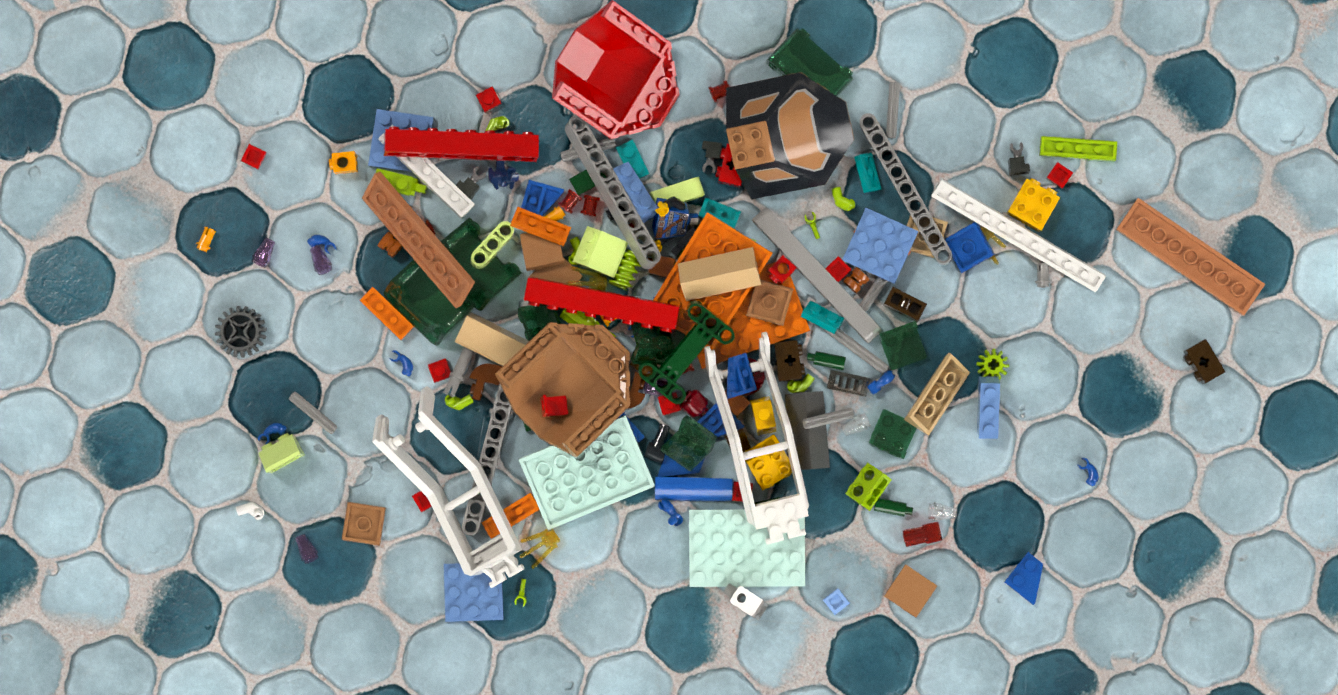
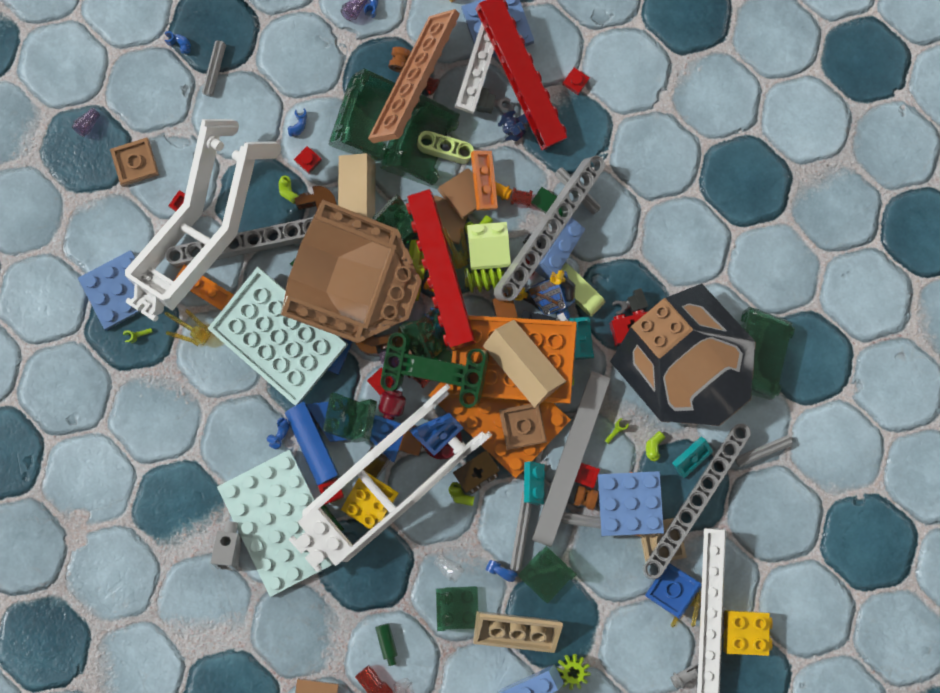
camera: 60 degrees right, 5 degrees down
(251, 508) = (101, 57): white arm -> none
(280, 453) = (160, 56): yellowish green slope -> none
(386, 313) = (335, 87): orange plate -> none
(402, 183) = (460, 43): lime hinge -> none
(458, 372) = (313, 175): light grey pin -> none
(498, 123) = (558, 99): lime arm -> none
(540, 197) = (511, 169): blue wing -> none
(554, 406) = (324, 274): red bracket -> none
(589, 205) = (526, 217): clear red bush -> none
(616, 73) = (660, 178): red windscreen -> none
(629, 153) = (593, 230): teal plate -> none
(653, 449) = (330, 386): black pin -> none
(718, 91) = (693, 279): clear red bush -> none
(763, 415) = (412, 474): yellow torso -> none
(775, 275) = (550, 419): red bracket -> none
(812, 442) = (421, 524): dark grey slope -> none
(827, 360) = (496, 508): dark green cylinder -> none
(828, 418) = (440, 537): light grey axle -> none
(832, 377) = (492, 556): clear smoke slope -> none
(836, 601) = (270, 634): light blue tile -> none
(871, 489) = (393, 613): lime brick -> none
(905, 304) = (587, 556): dark brown brick -> none
(1017, 165) = (777, 596): pearl dark grey piece -> none
(1059, 175) = (788, 643): red plate -> none
(1078, 148) = (823, 649): lime tile -> none

